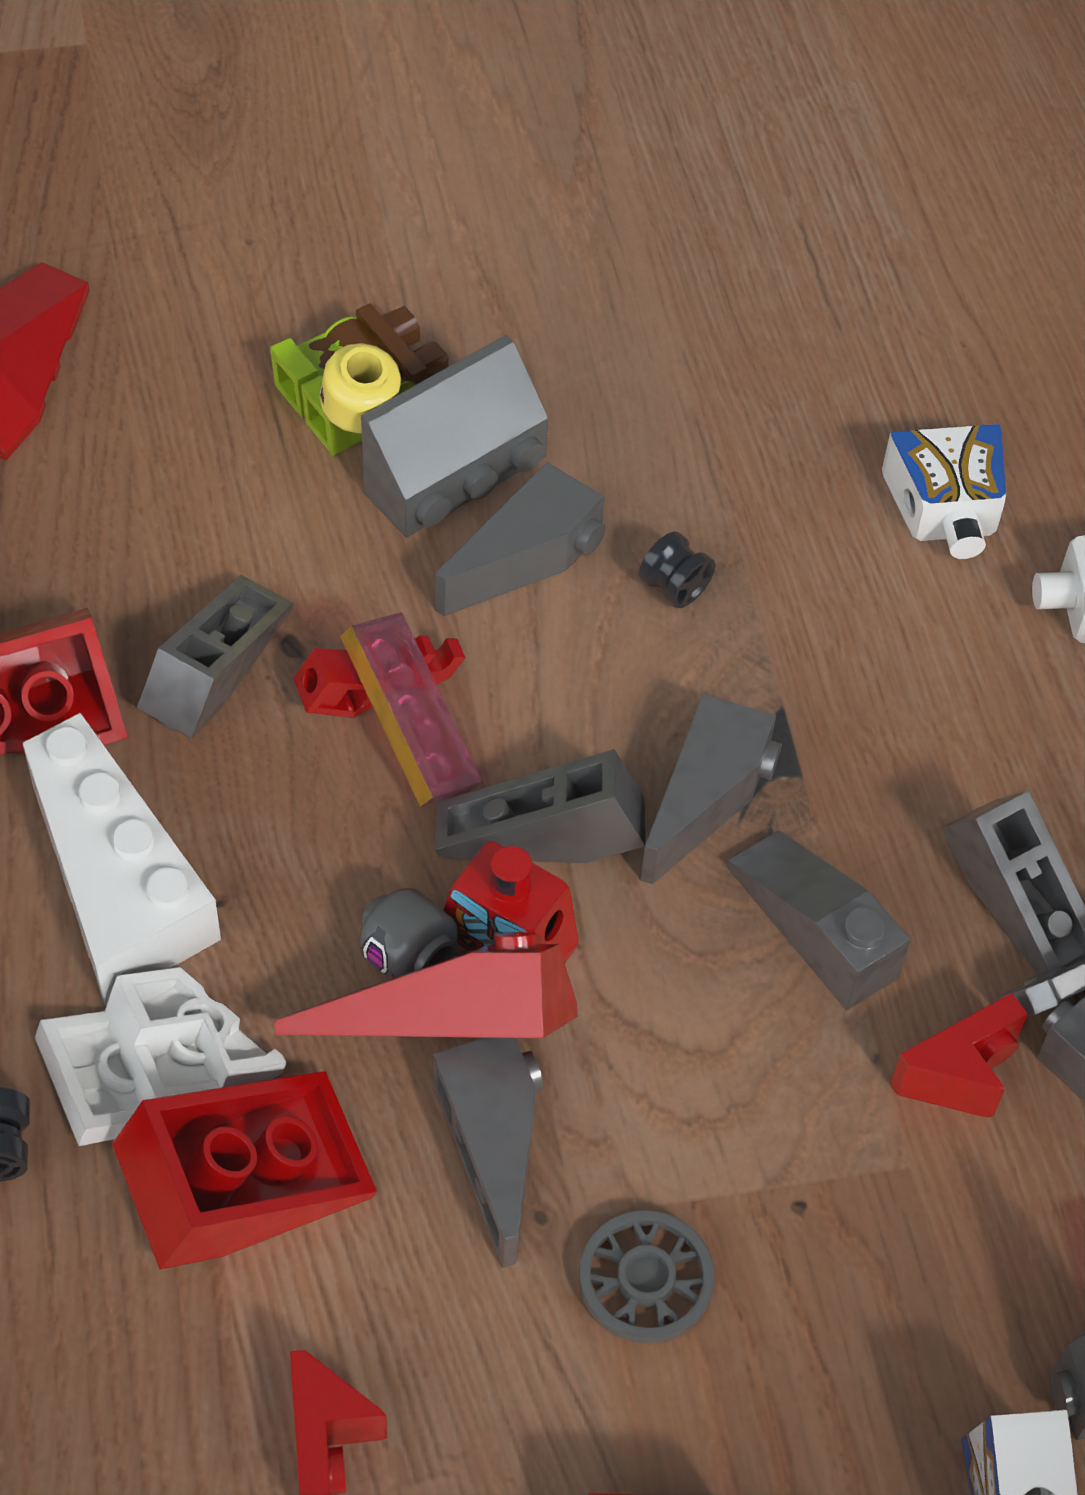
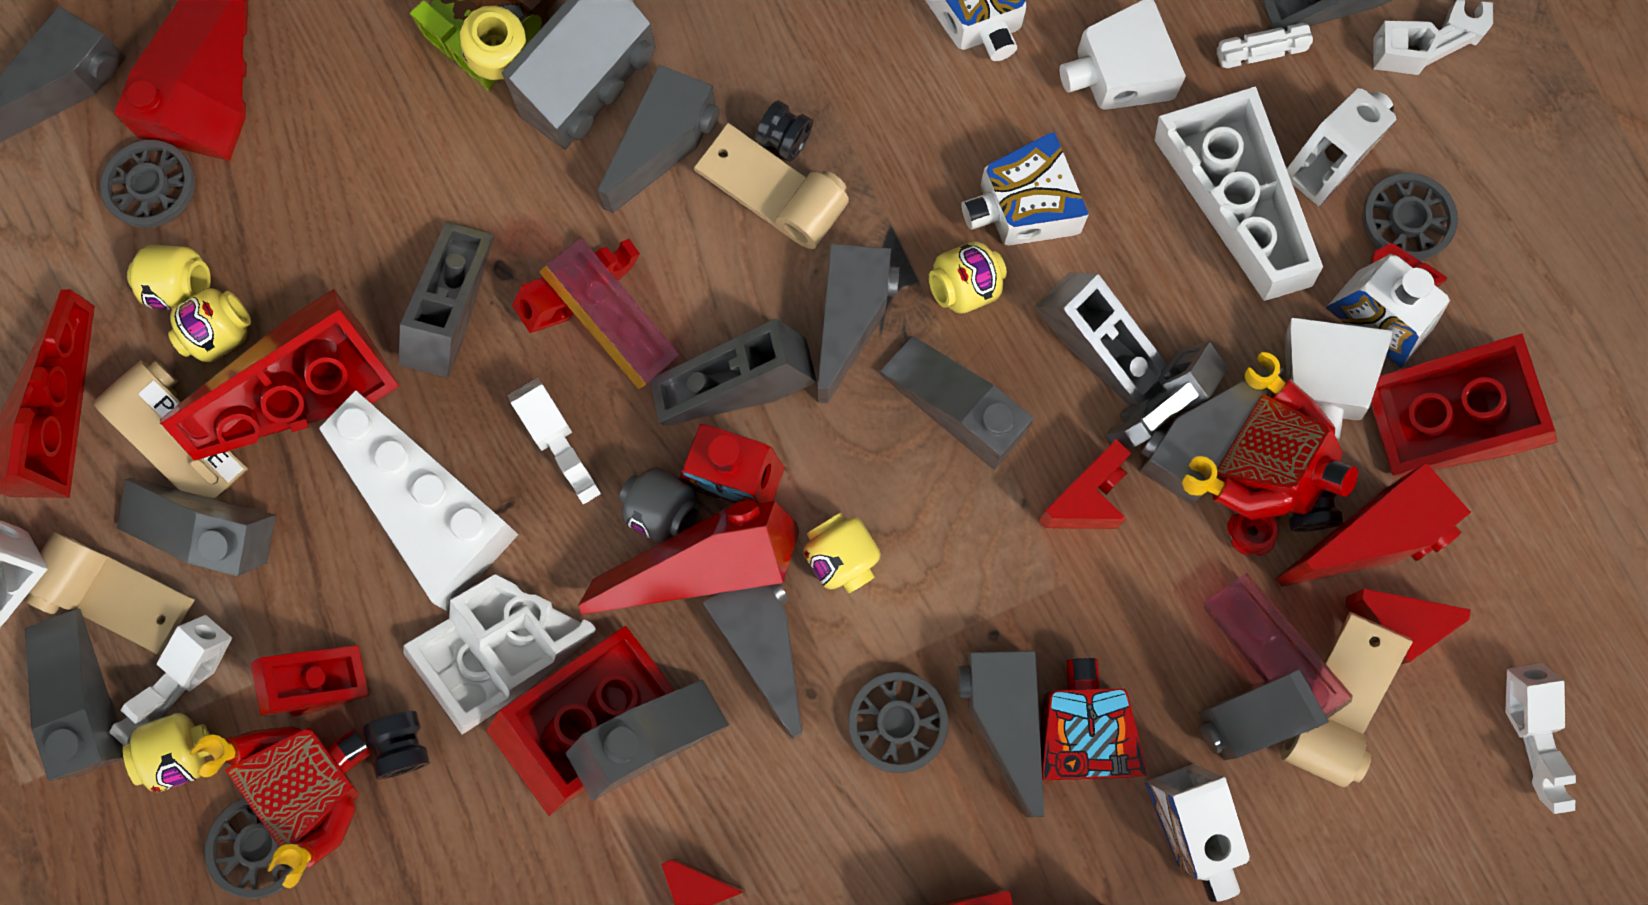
camera: 10 degrees left, 20 degrees up
(297, 823) = (549, 430): none -> white piece
(310, 1189) = (644, 738): none -> dark grey slope
(625, 1048) = (842, 553): none -> light yellow head
(646, 631) = (772, 189): none -> tan door
(791, 1297) = (1005, 710): none -> dark grey slope
(864, 775) = (967, 277): none -> light yellow head
(898, 1346) = (1089, 729): none -> torso
(963, 706) = (1029, 195): none -> torso

